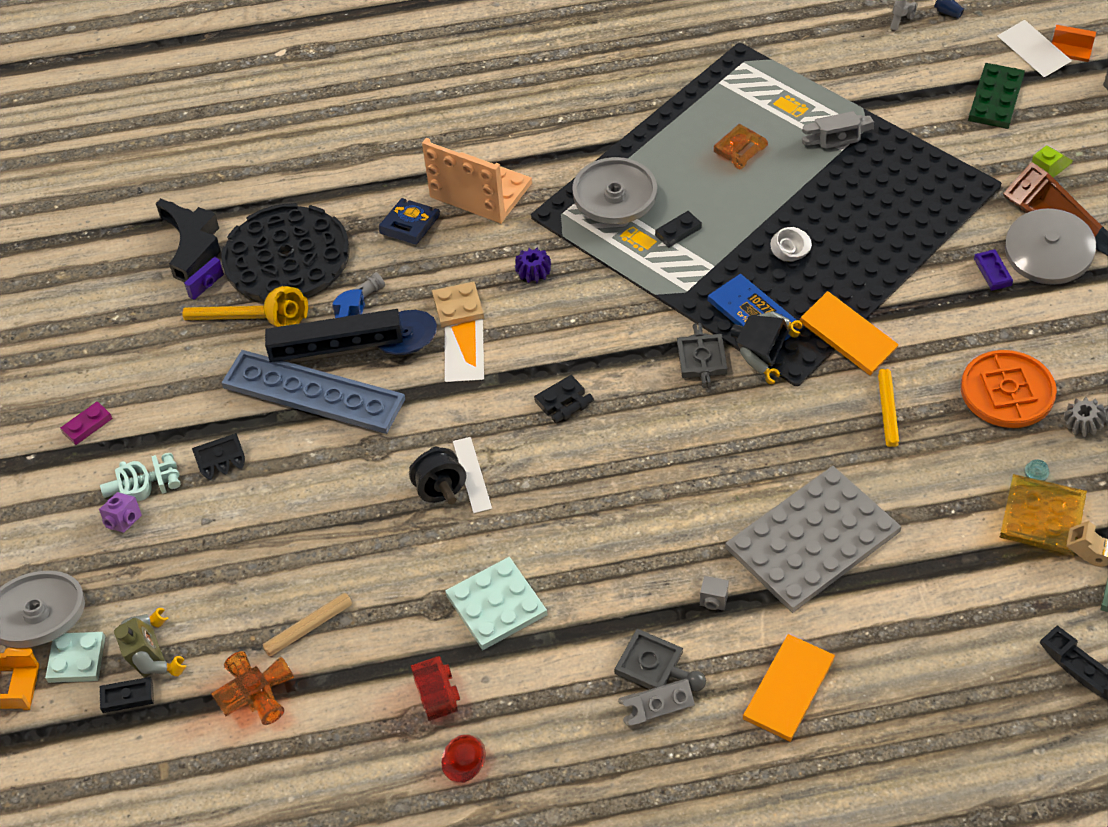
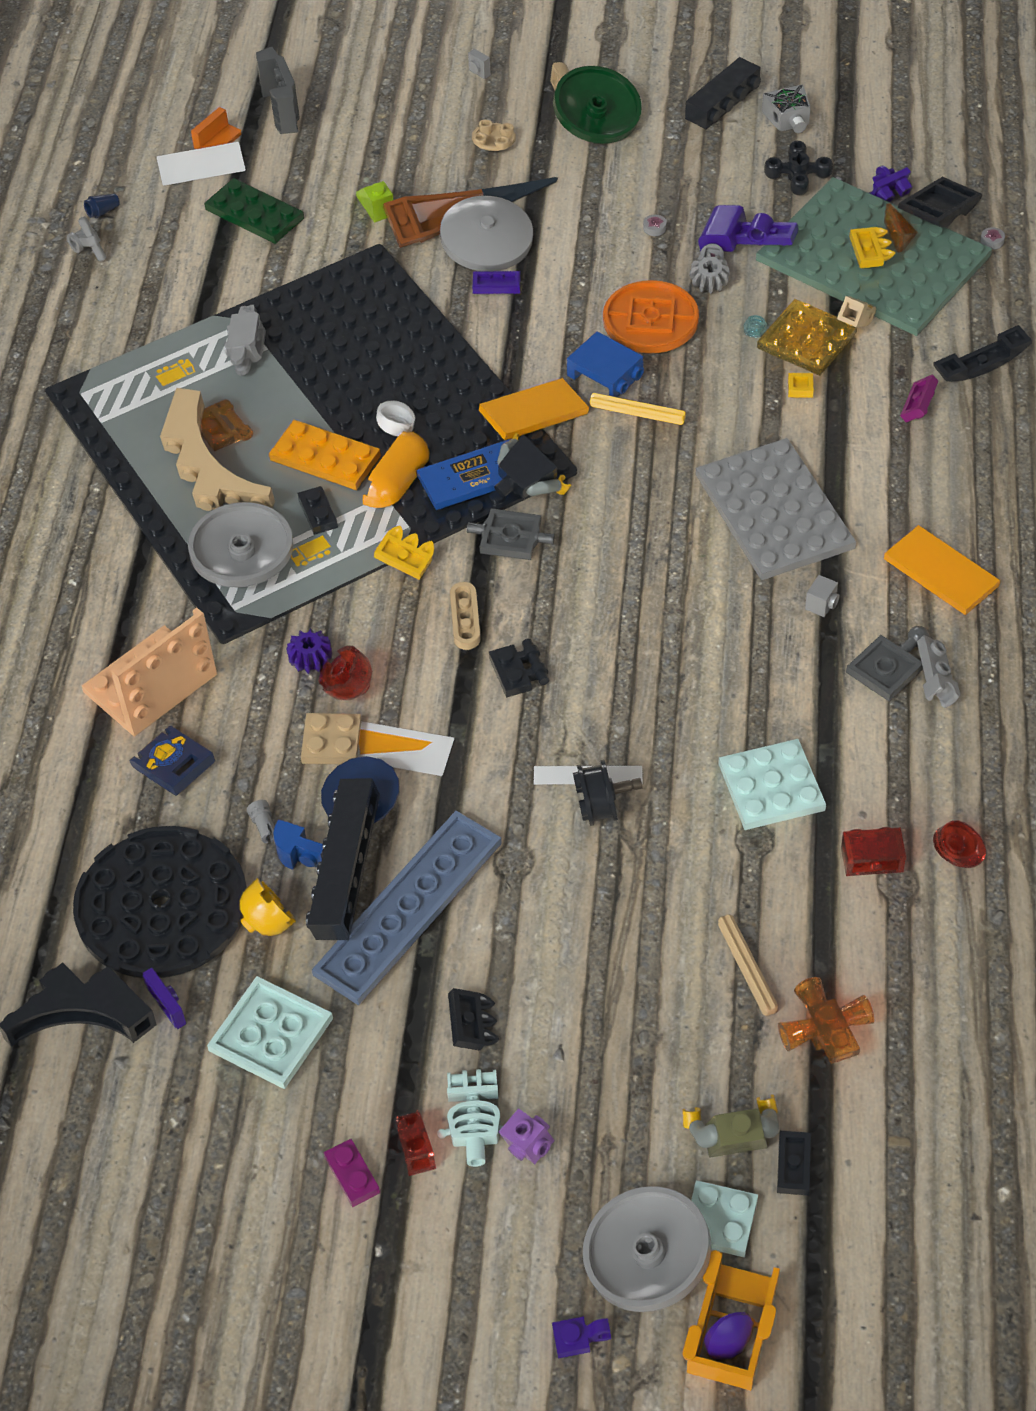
camera: 75 degrees left, 0 degrees up
(110, 448) = (415, 1143): none -> clear red leg
(188, 344) = (270, 1032): none -> light aqua plate
(223, 312) = (232, 984): yellow axle -> none
(510, 292) = (347, 674): none -> clear red cylinder
(611, 346) = (465, 615): none -> tan plate
(650, 291) = (404, 553): none -> yellow plate
(689, 139) = (213, 482): none -> tan arch
(735, 259) = (396, 470): none -> light orange brick
(737, 216) = (325, 454): none -> light orange plate
(925, 369) = (606, 363): none -> blue panel
(975, 522) = (800, 385): none -> yellow plate
(1012, 625) = (919, 398): none -> magenta plate

